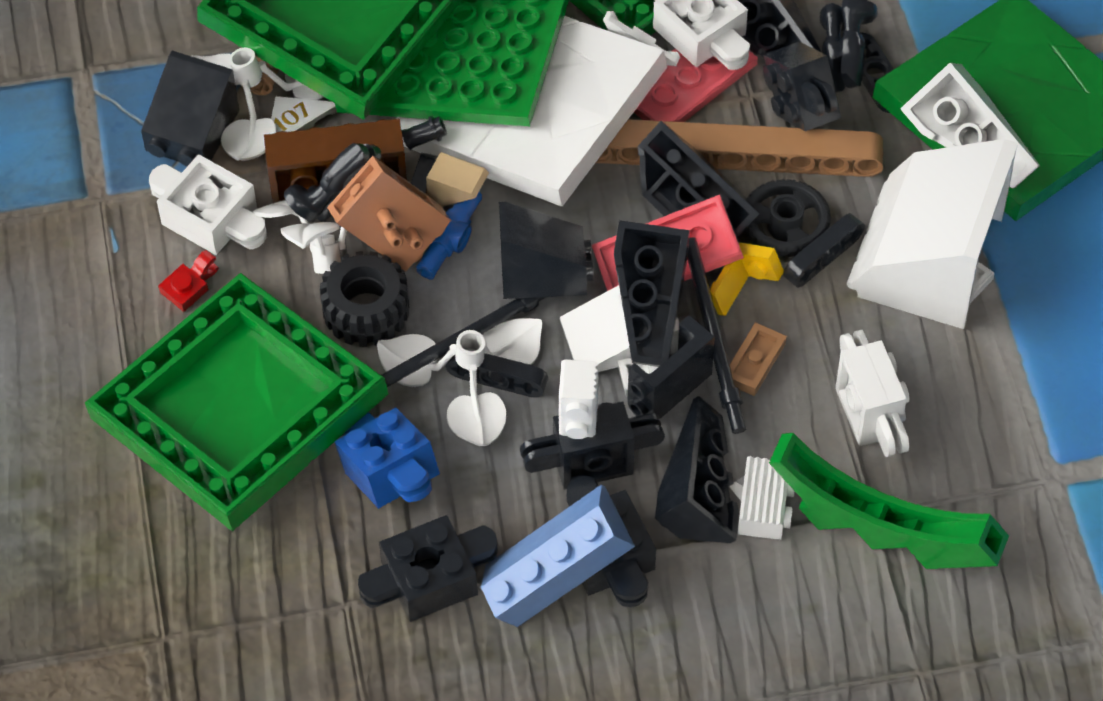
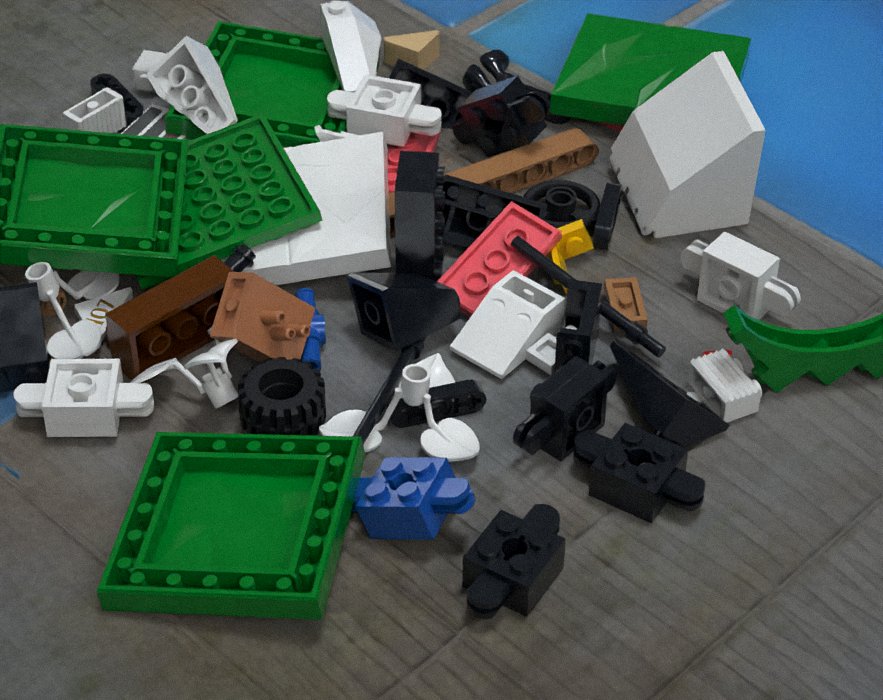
camera: 35 degrees left, 15 degrees down
(188, 285) = (109, 469): red plate -> none
(313, 202) = (198, 317): black piece -> none
(454, 180) = (294, 279): tan slope -> none
(555, 558) = (620, 490): medium blue slope -> none
(578, 398) = (553, 356): white brick -> none
(605, 174) = (418, 215): none -> black brick
(650, 281) = (522, 269): black wedge -> none
(960, 113) = (630, 79): white wedge -> none

